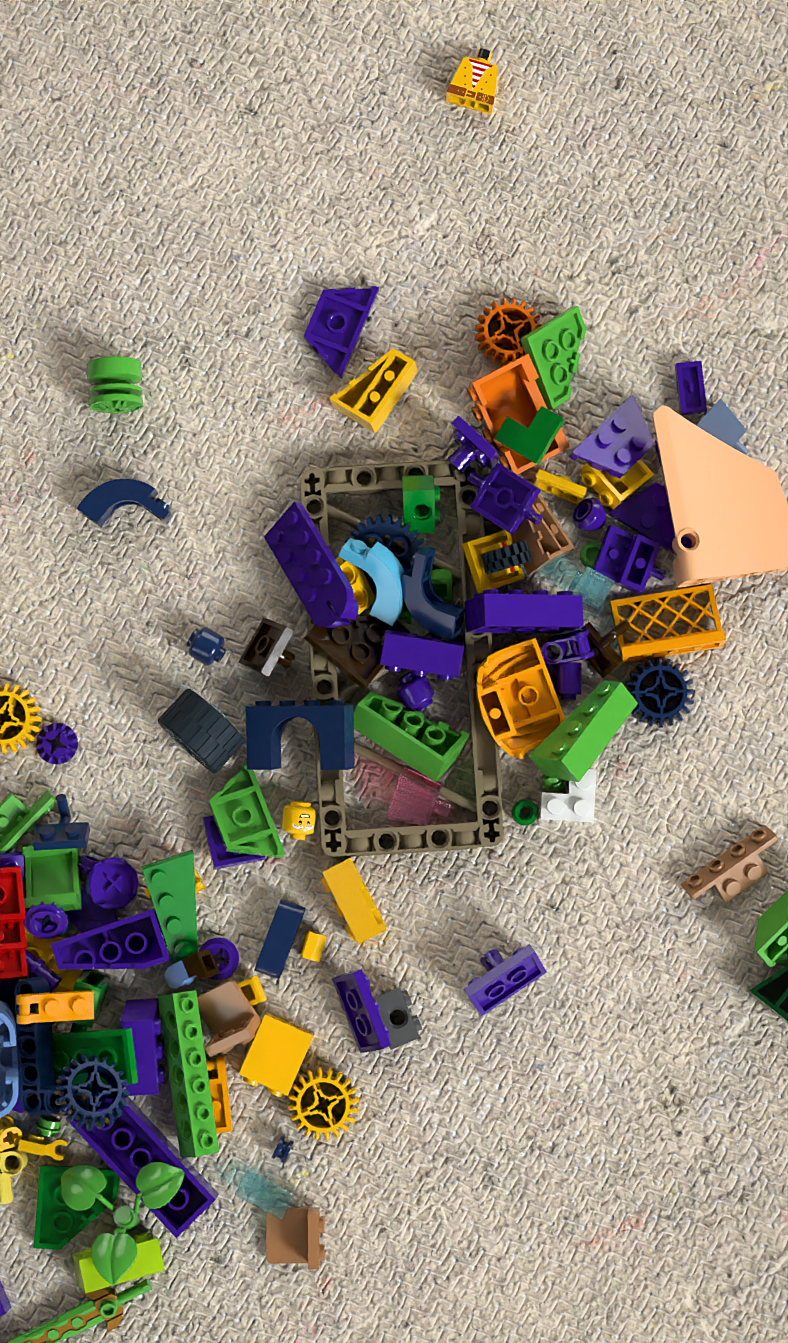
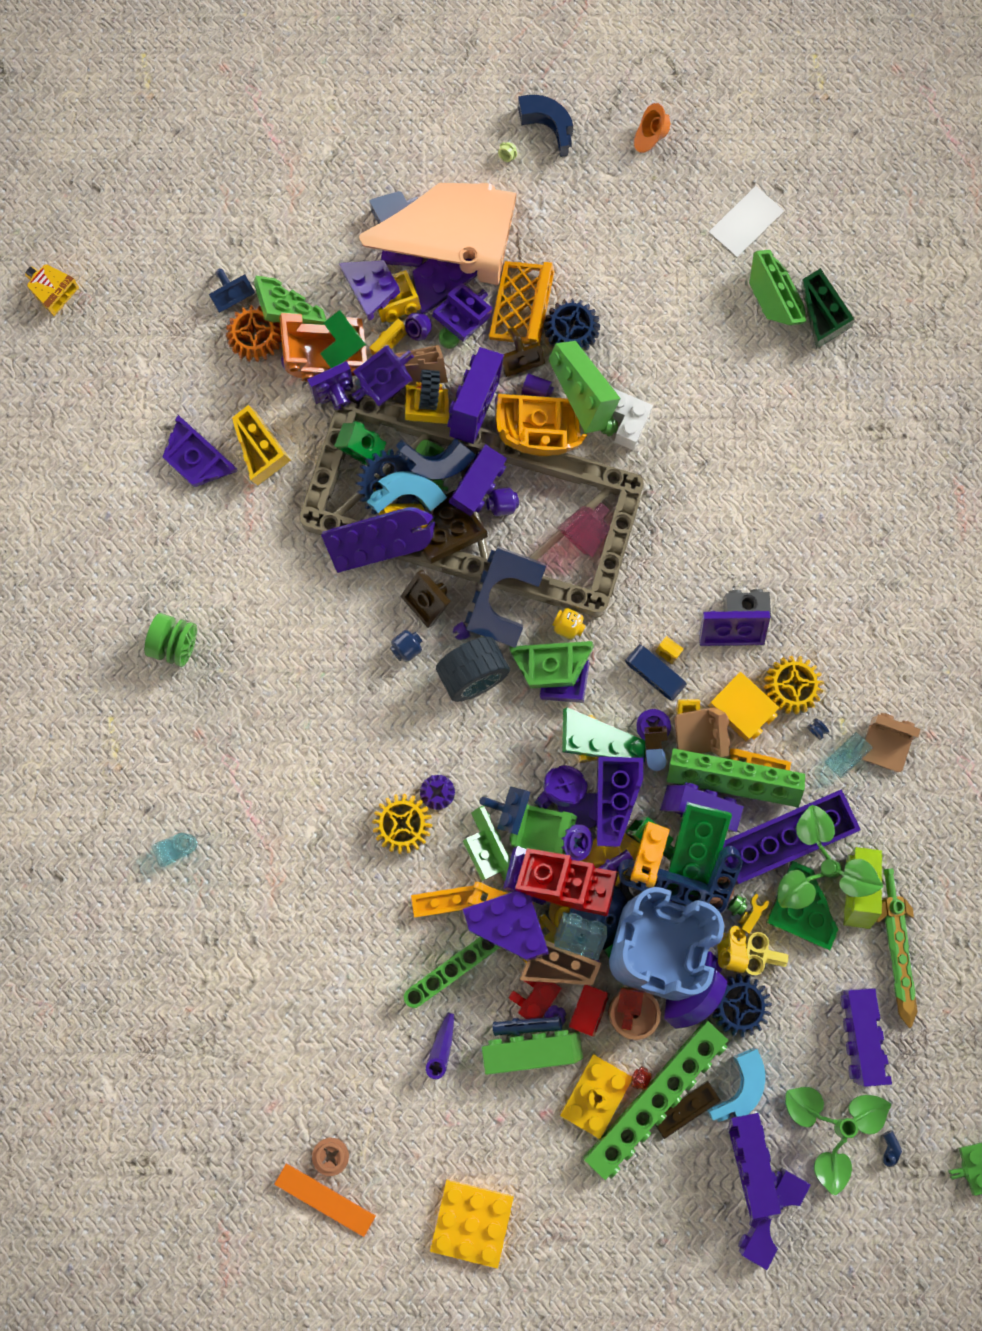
camera: 70 degrees left, 5 degrees down
(112, 1091) = (732, 851): dark blue gear -> none
(117, 493) = (259, 665): dark blue arch -> none
(248, 700) = (461, 629): none -> dark purple hinge
(353, 901) = (648, 605): yellow wedge -> none
(408, 735) = (536, 516): bright green wedge -> none
(503, 977) = (745, 514): dark purple plate -> none
(532, 809) = (625, 451): green plate -> none
(548, 286) = (230, 292): none -> dark blue plate
(572, 647) = (512, 374): dark purple piece -> none
(592, 586) = (472, 338): clear light blue brick -> none
(690, 388) = (350, 220): dark purple plate -> none
(734, 869) = (722, 322): medium nougat bracket -> none

